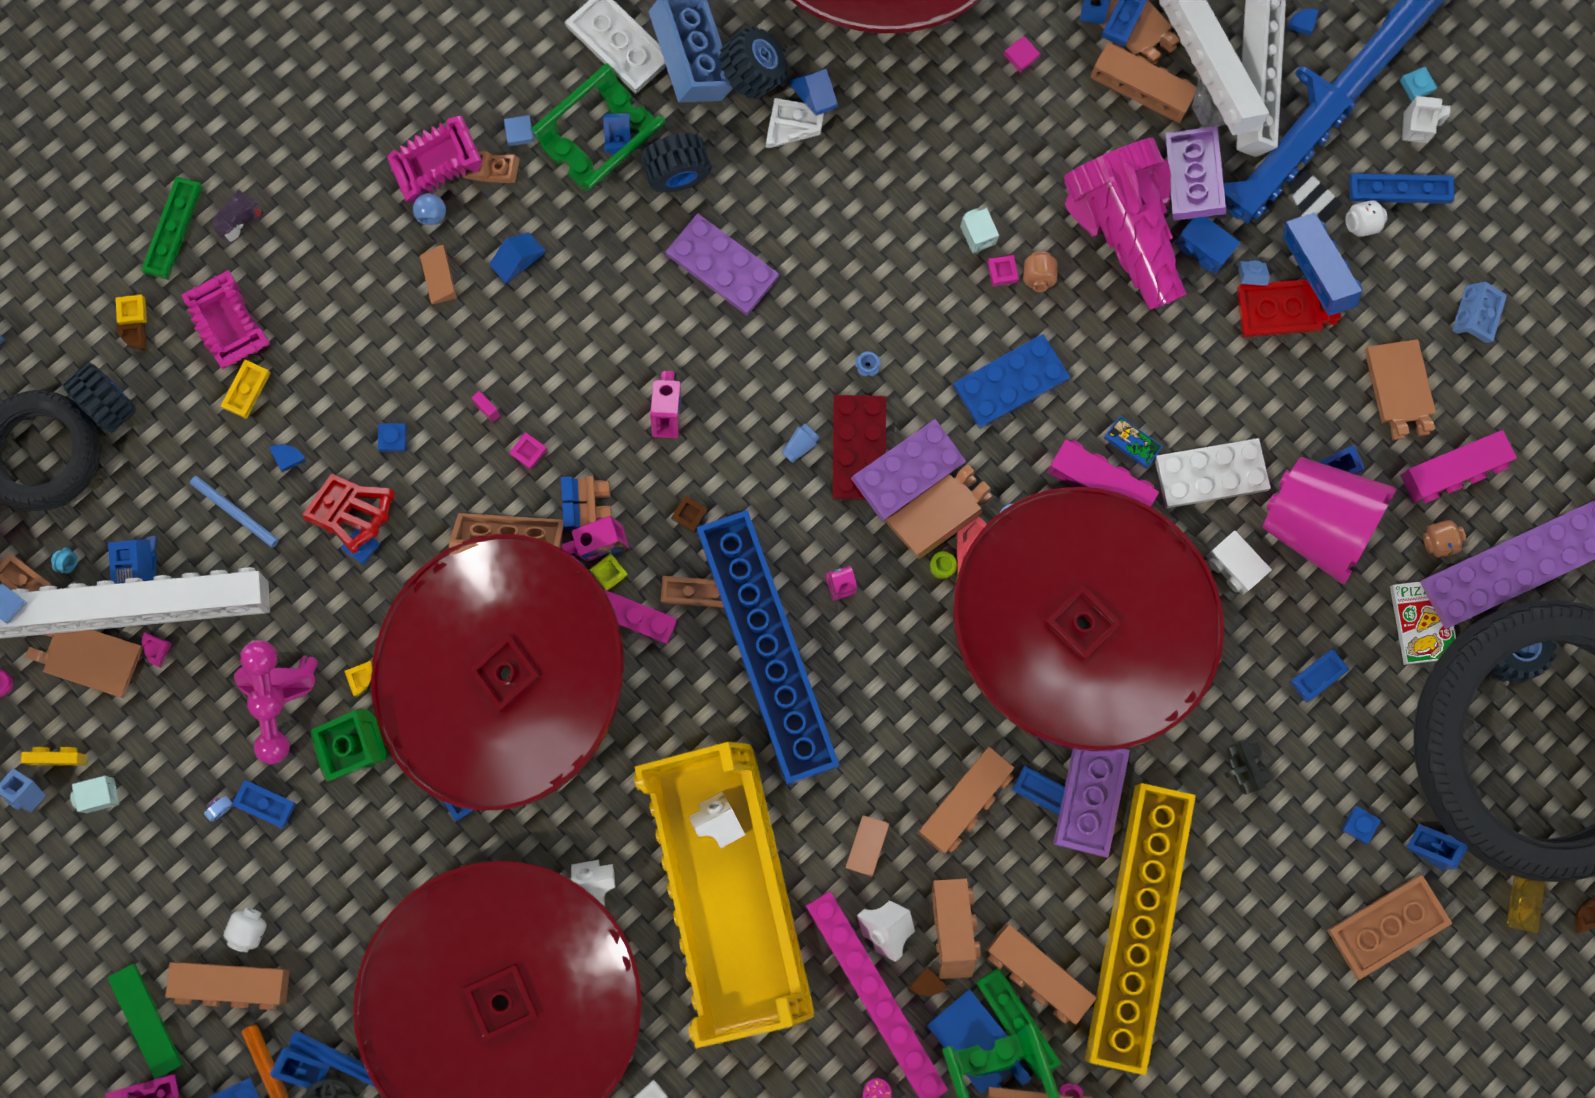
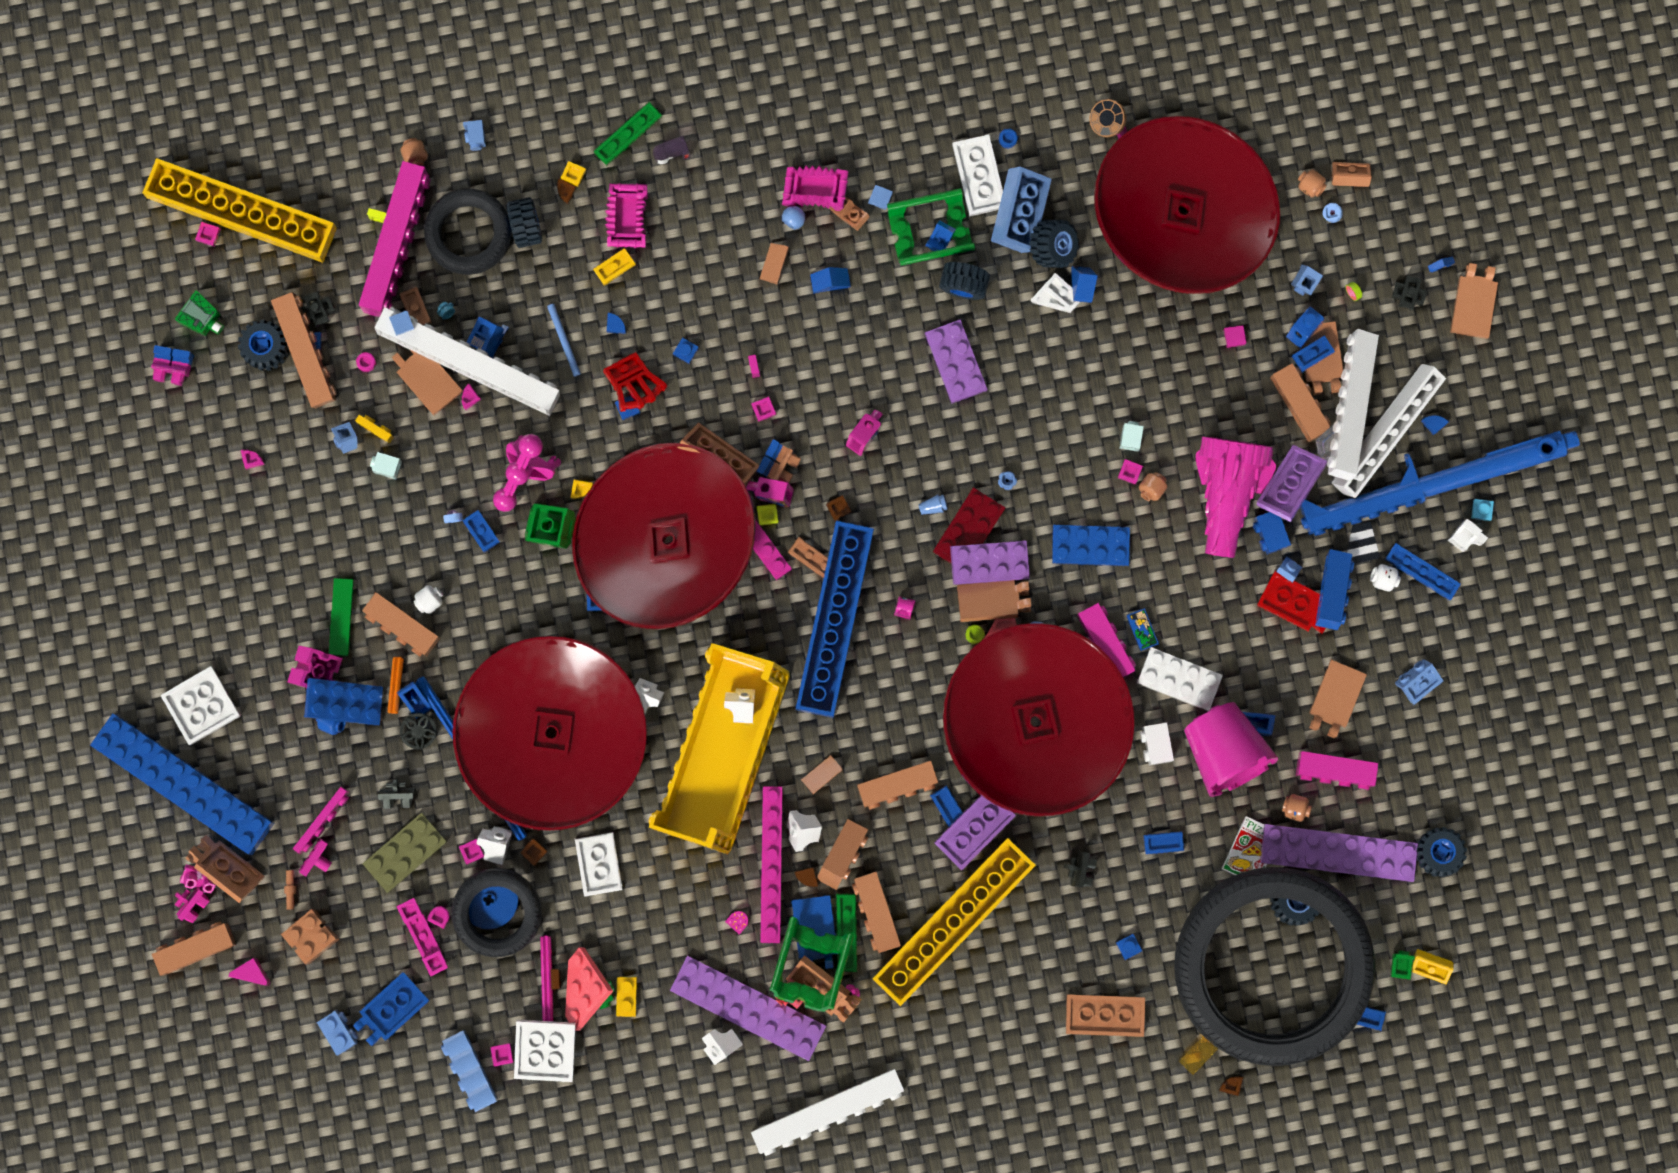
camera: 35 degrees right, 5 degrees up
(1437, 848) = (1164, 986): blue slope -> none

